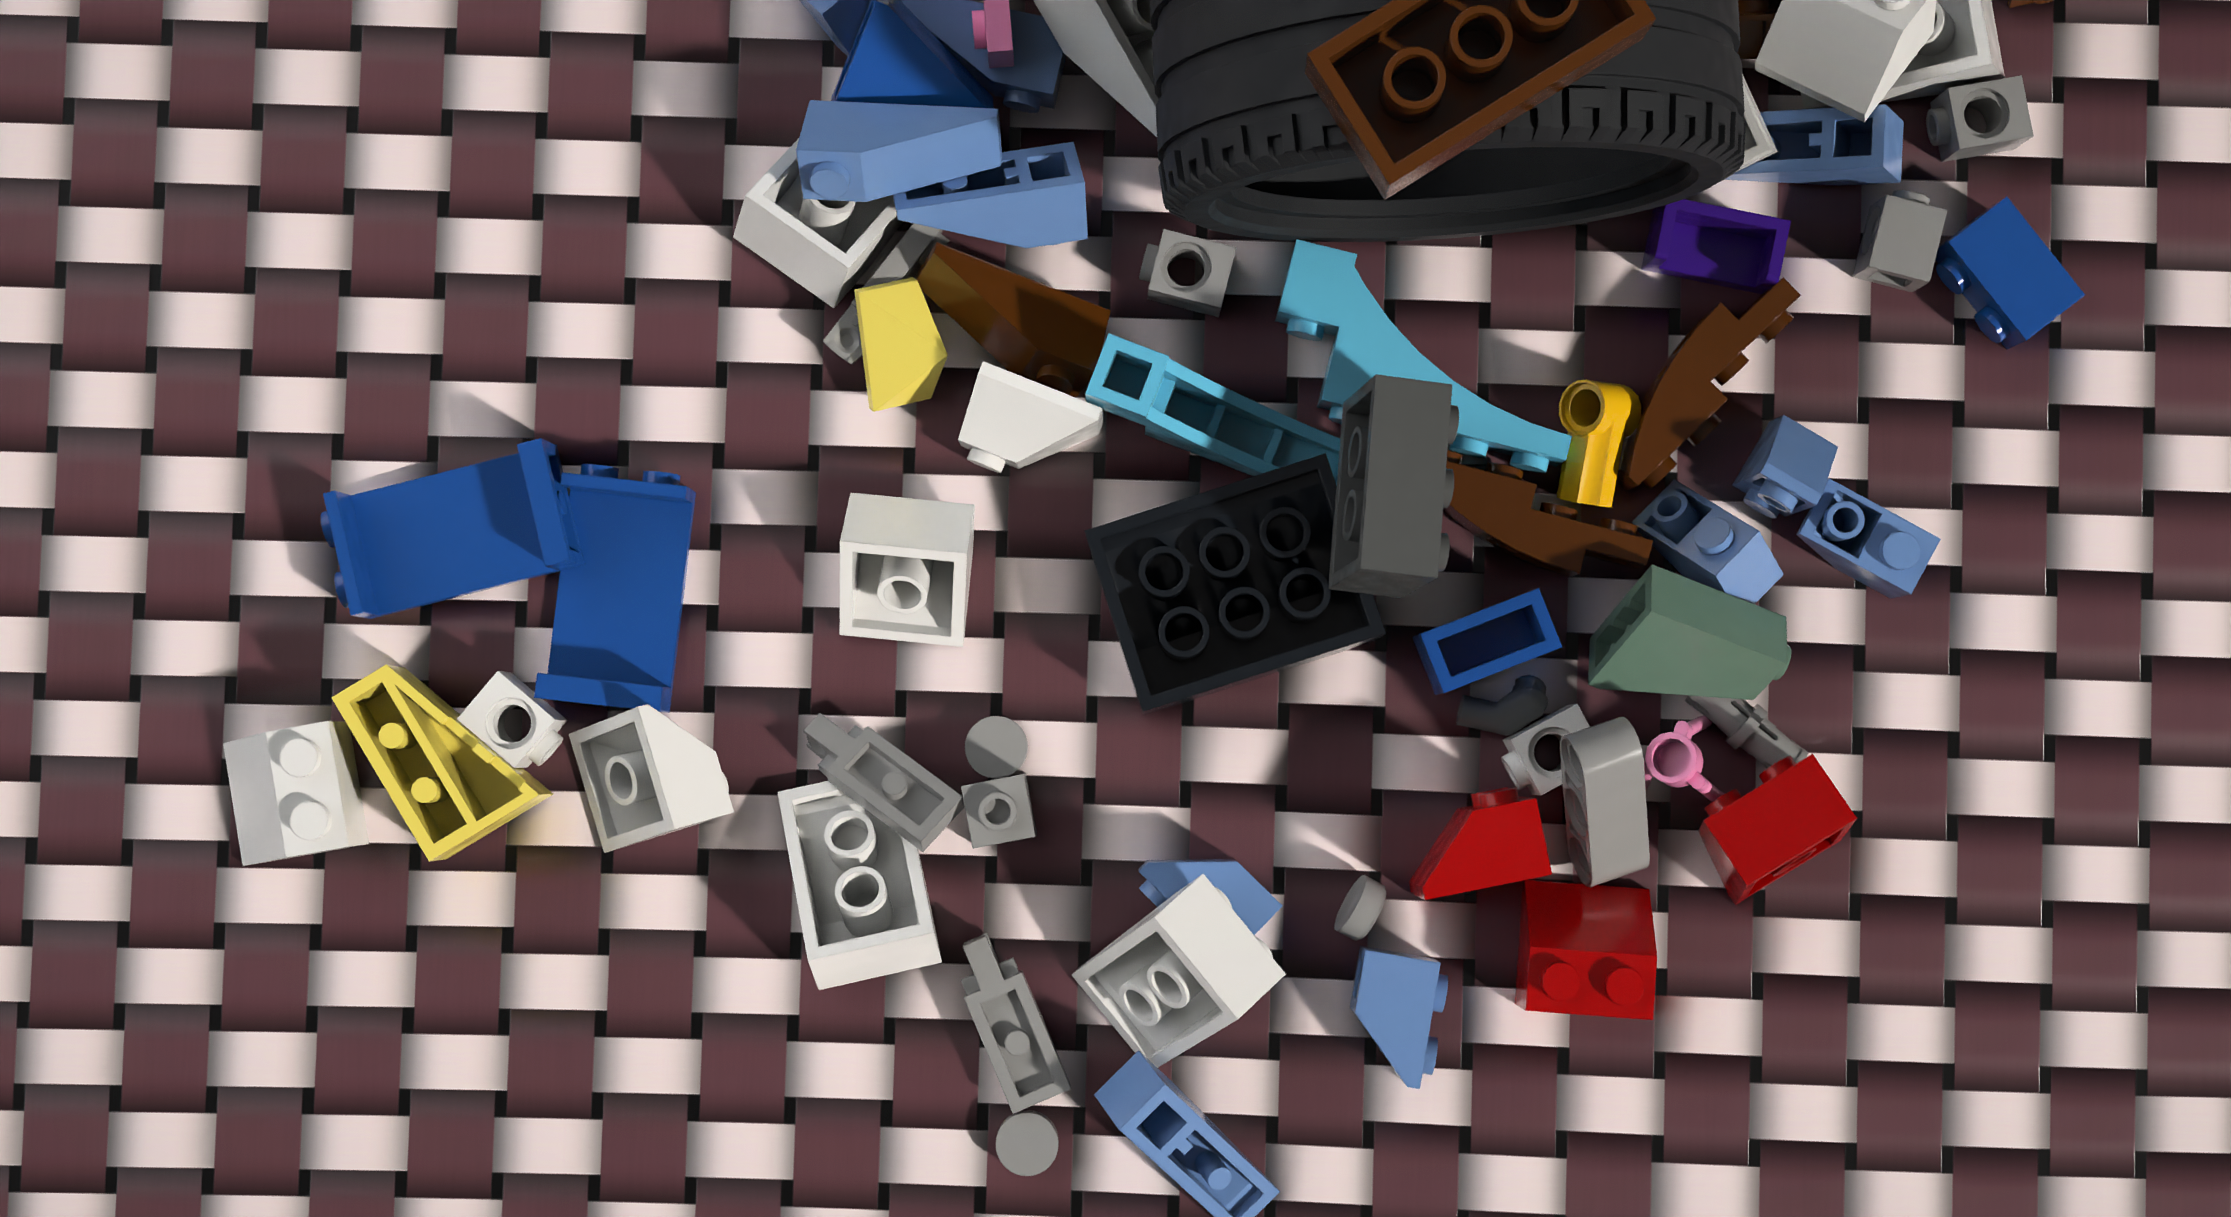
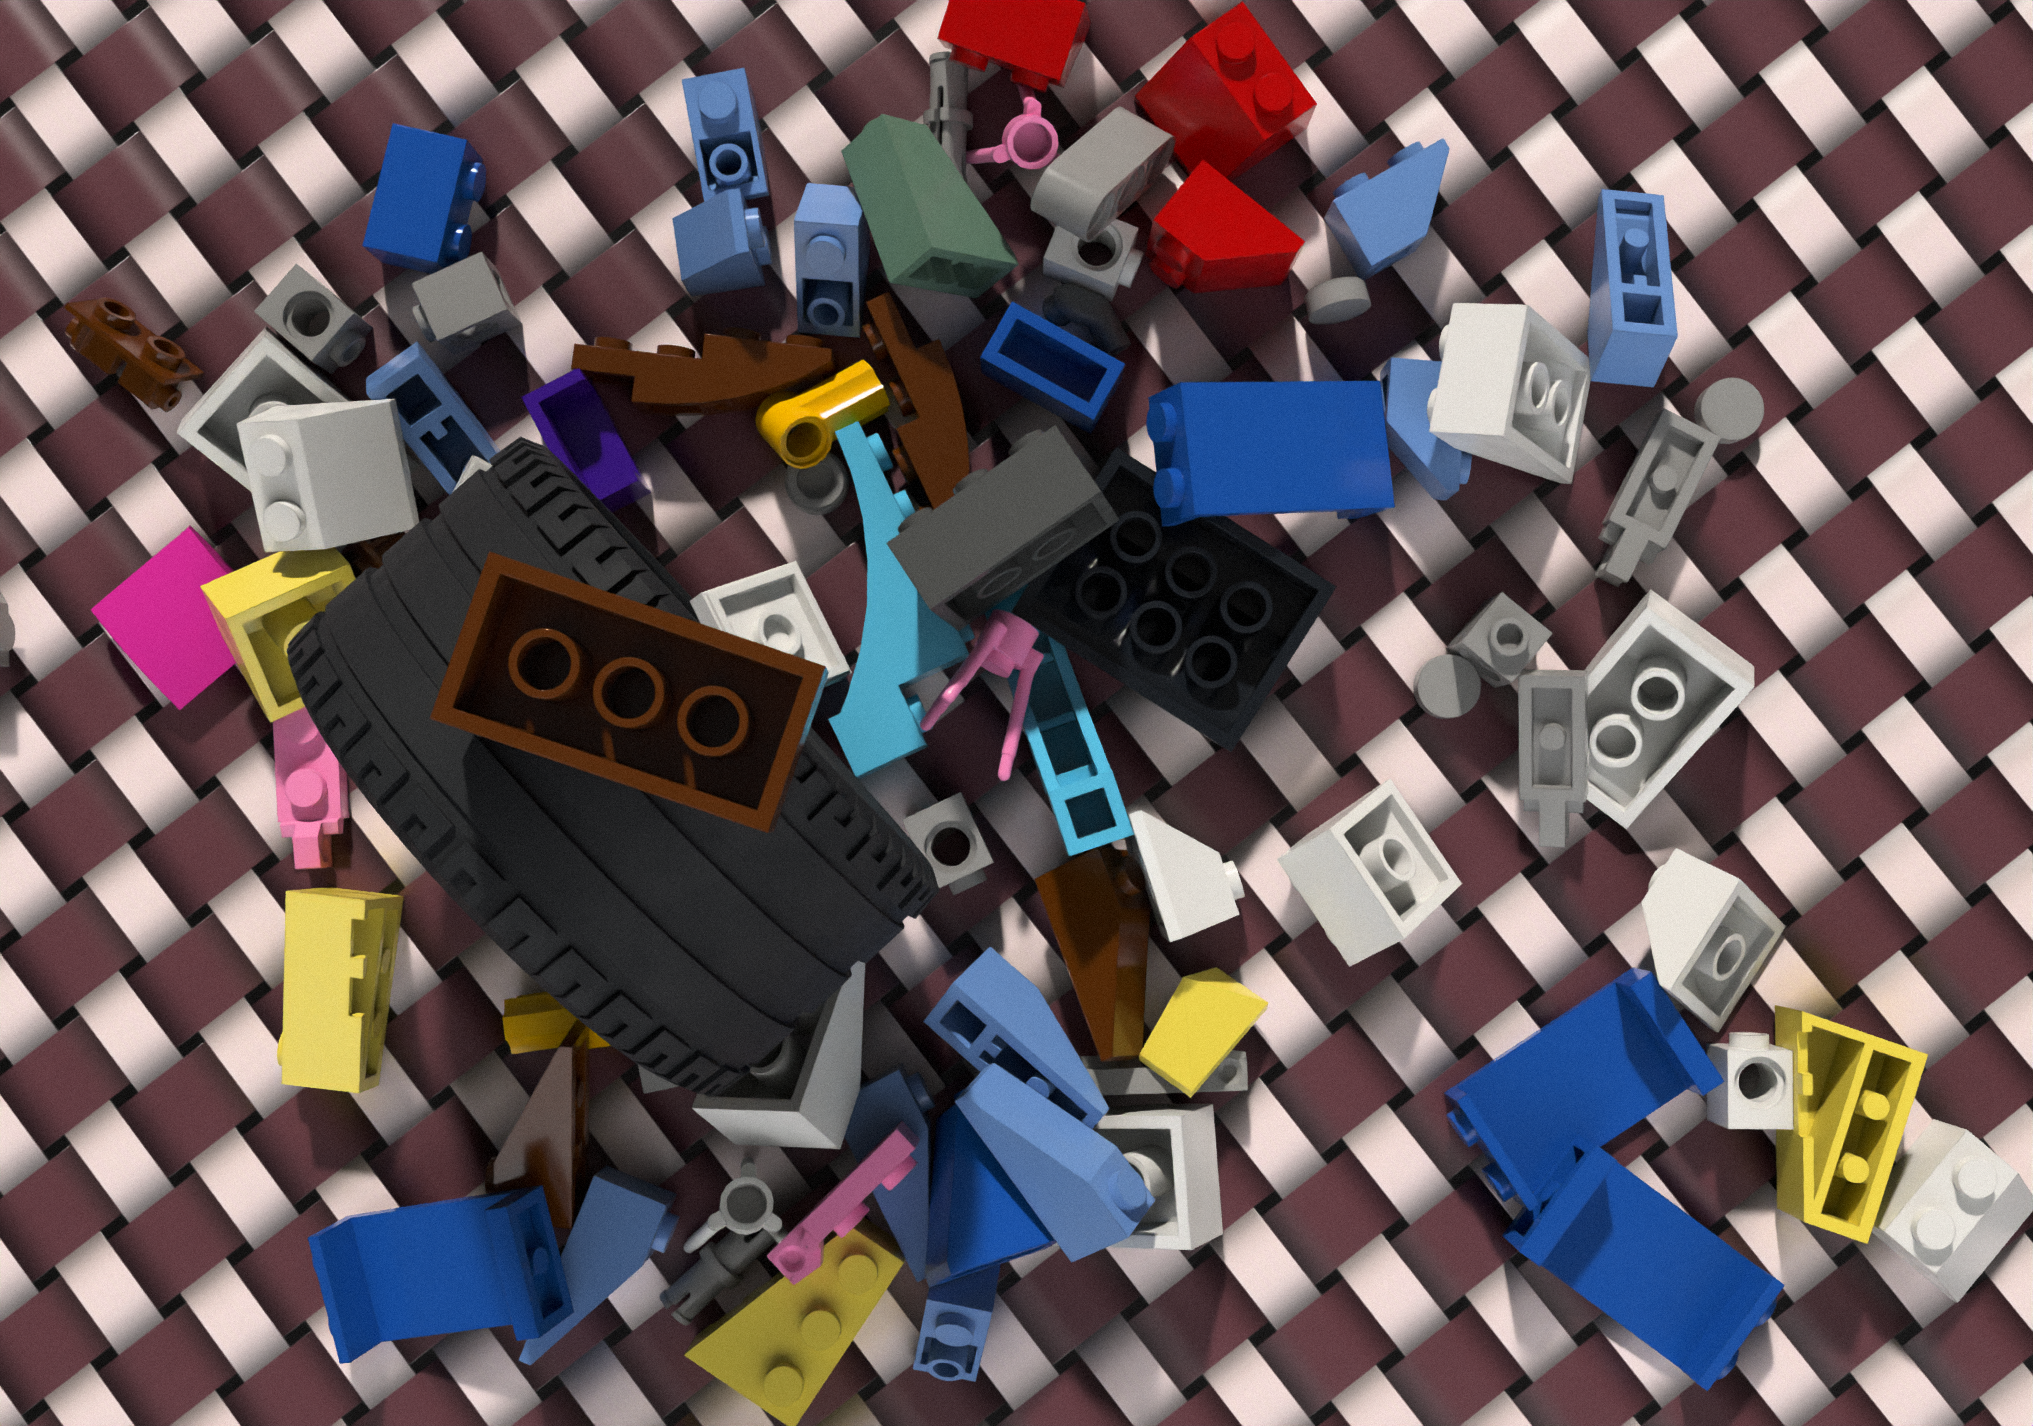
camera: 130 degrees left, 0 degrees up
(1286, 749) = (1269, 449): none -> blue panel
(1304, 422) = (1000, 648): none -> bright pink plant
(1454, 262) = (775, 612): none -> white tile
(1539, 396) = (819, 487): none -> light grey tile

